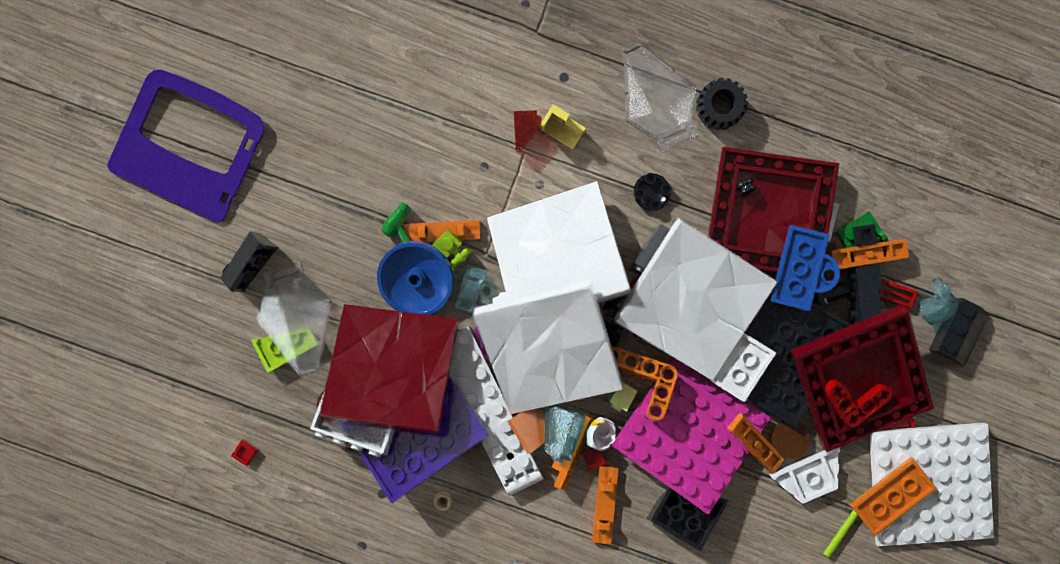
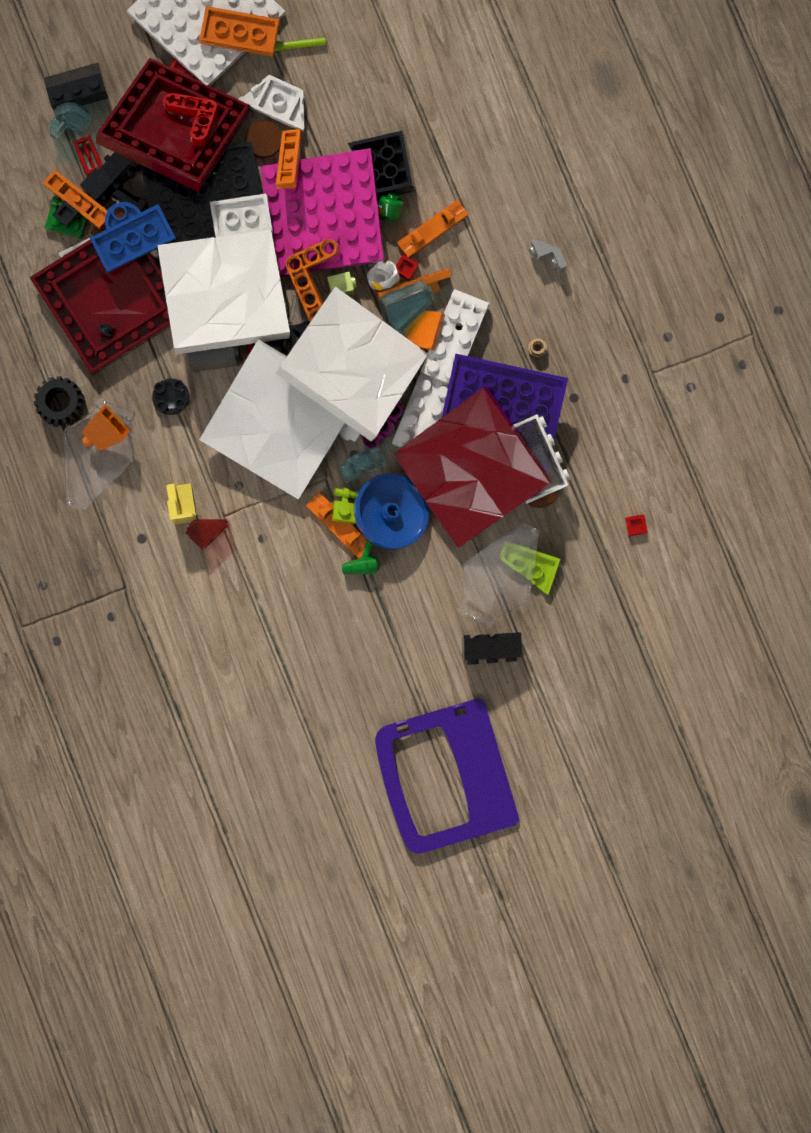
camera: 140 degrees left, 5 degrees down
(649, 488) = (390, 207): none -> green head
(668, 117) = (104, 429): none -> orange torso

